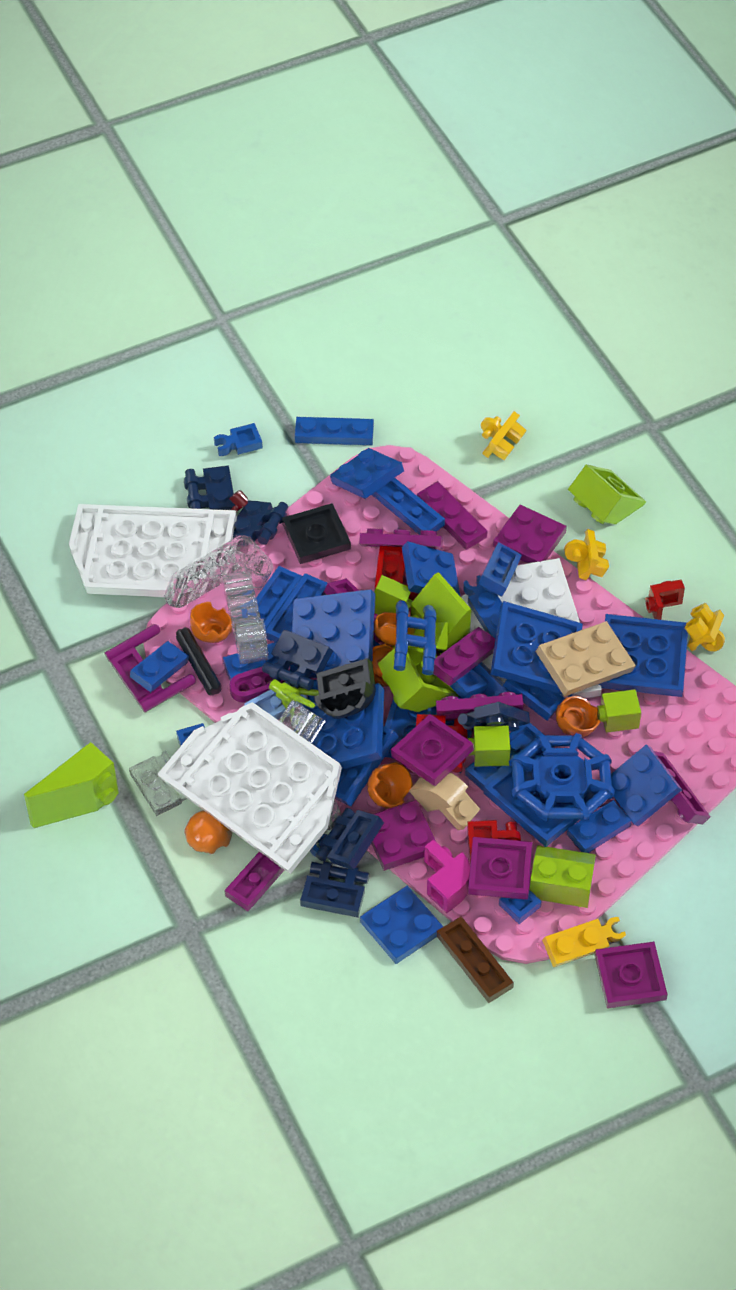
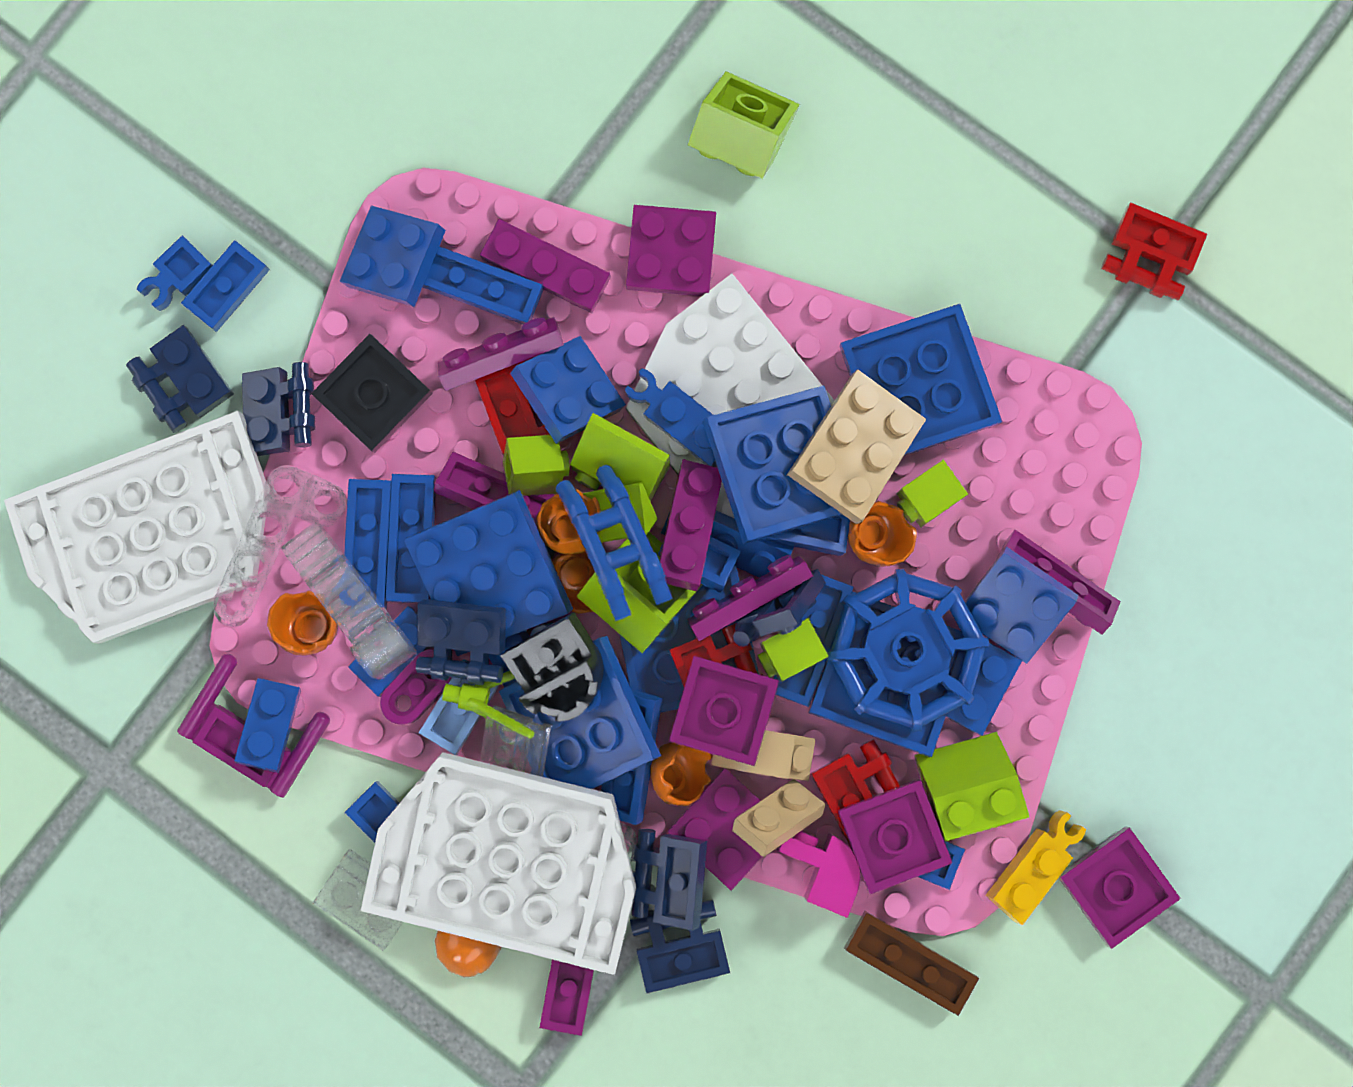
camera: 25 degrees left, 30 degrees up
(73, 789) = (264, 967): lime slope -> none
(198, 661) = (317, 687): black axle -> none
(239, 500) = (232, 384): dark red hand -> none
(263, 456) = (225, 286): none -> blue plate
(334, 431) = (302, 187): blue plate -> none
(401, 924) = (790, 953): blue plate -> none
(428, 827) = (778, 817): none -> tan plate
(499, 569) = (665, 345): blue plate -> none
(510, 429) = (551, 70): yellow hips -> none
(588, 555) = (763, 247): yellow hips -> none
(664, 595) = (900, 257): red bracket -> none
(705, 628) = (984, 297): yellow hips -> none

